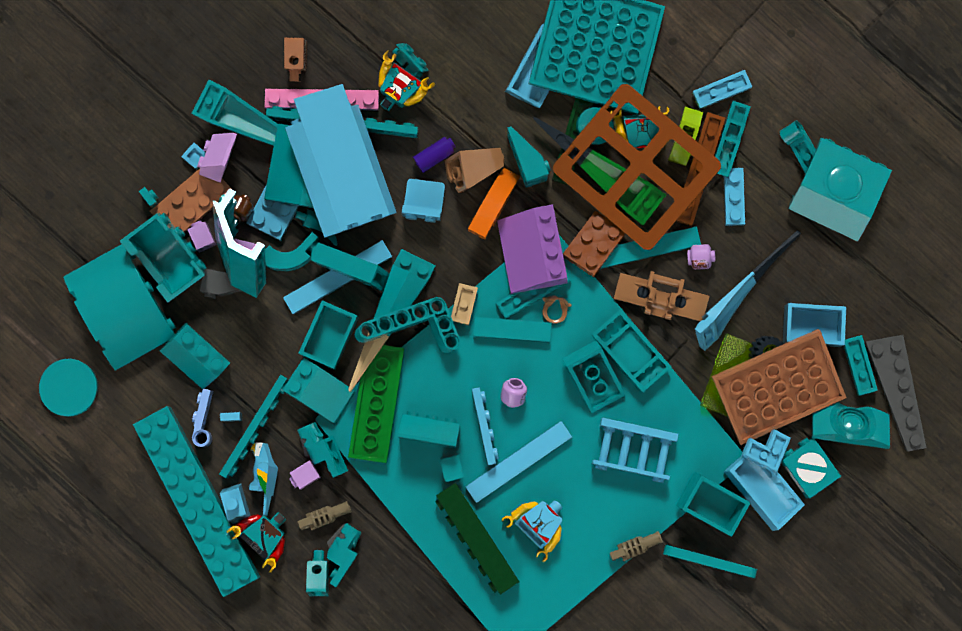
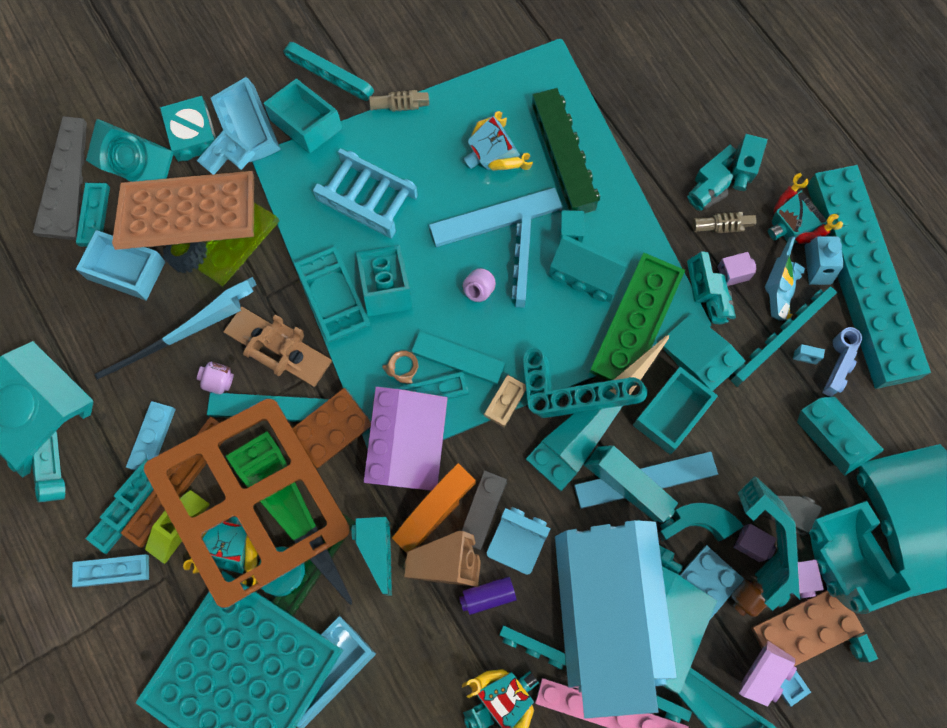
camera: 160 degrees left, 10 degrees down
(457, 217) = (484, 507): none -> dark grey slope

